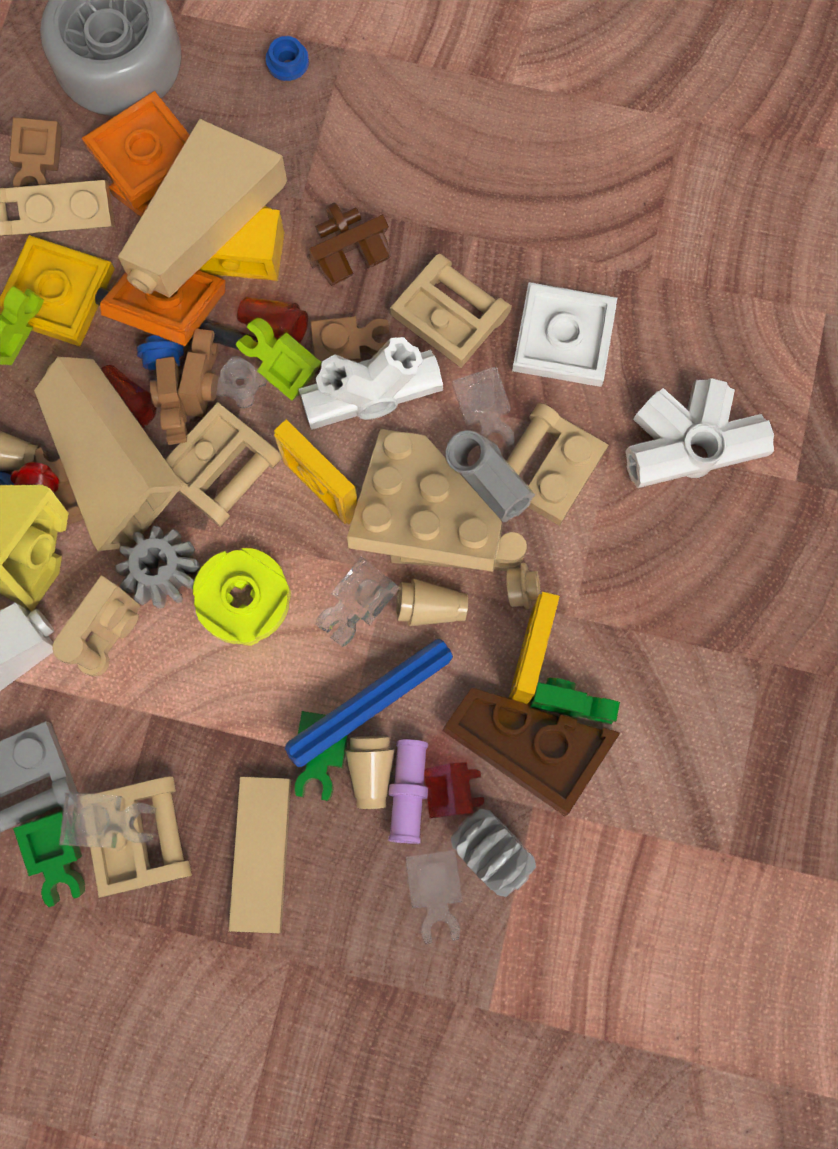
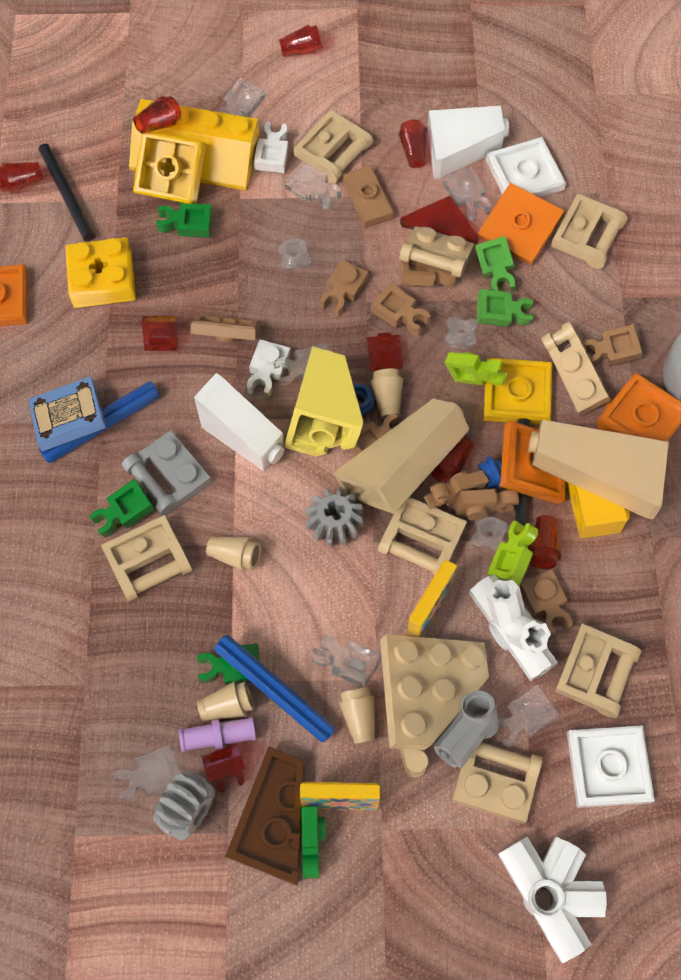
camera: 75 degrees right, 10 degrees down
(35, 474) = (371, 418): red plate -> none
(97, 820) = (149, 527): clear plate -> none
(106, 613) = (288, 492): tan plate -> none
(164, 712) = (235, 551): none -> tan cone
(237, 569) = (319, 562): neon yellow plate -> none
(260, 855) = (151, 643): tan tile -> none
(331, 253) = (608, 569): reddish brown hips -> none
(522, 586) = (392, 780): tan plate -> none

